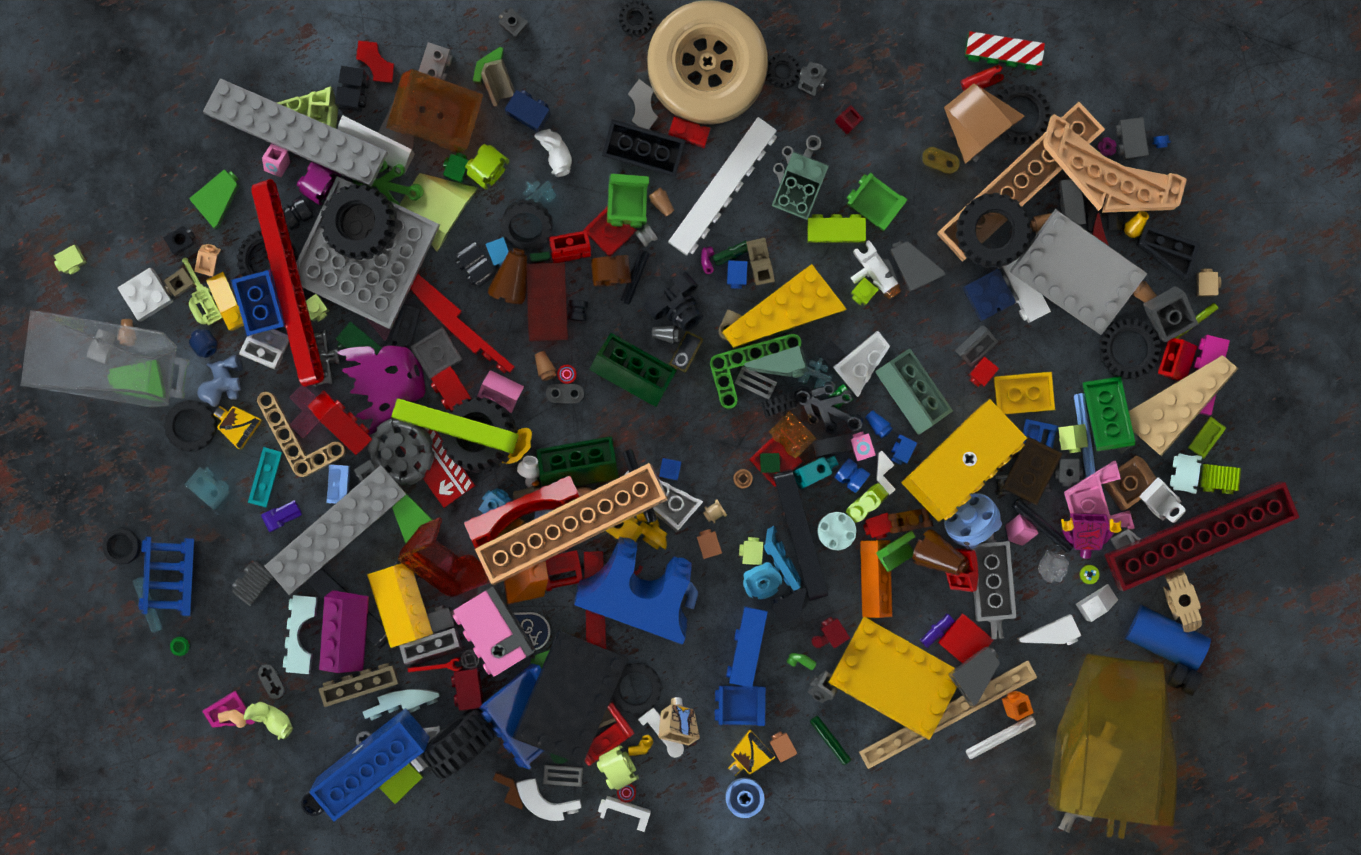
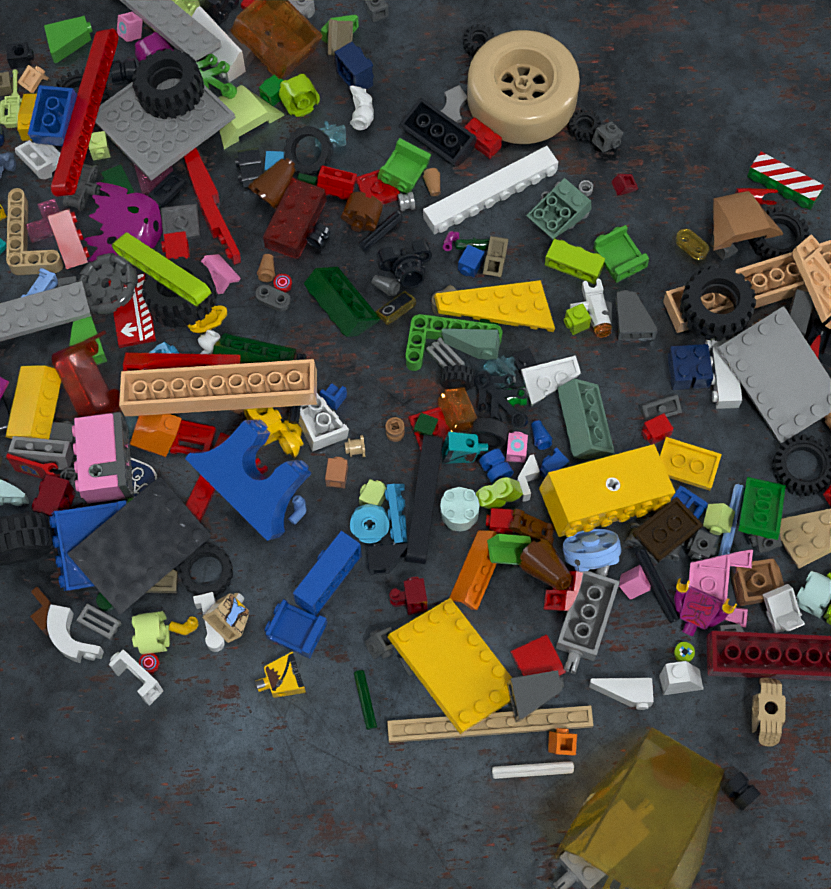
camera: 25 degrees right, 20 degrees down
(610, 737) = (166, 602): red plate -> none
(750, 807) = (256, 703): light blue brick -> none
(782, 746) = (316, 684): nougat brick -> none
(801, 658) = (373, 611): bright green arm -> none
(937, 630) = (514, 640): dark purple pin -> none
(1053, 567) = (658, 630): clear brick -> none
(1167, 638) = (737, 745): blue brick -> none

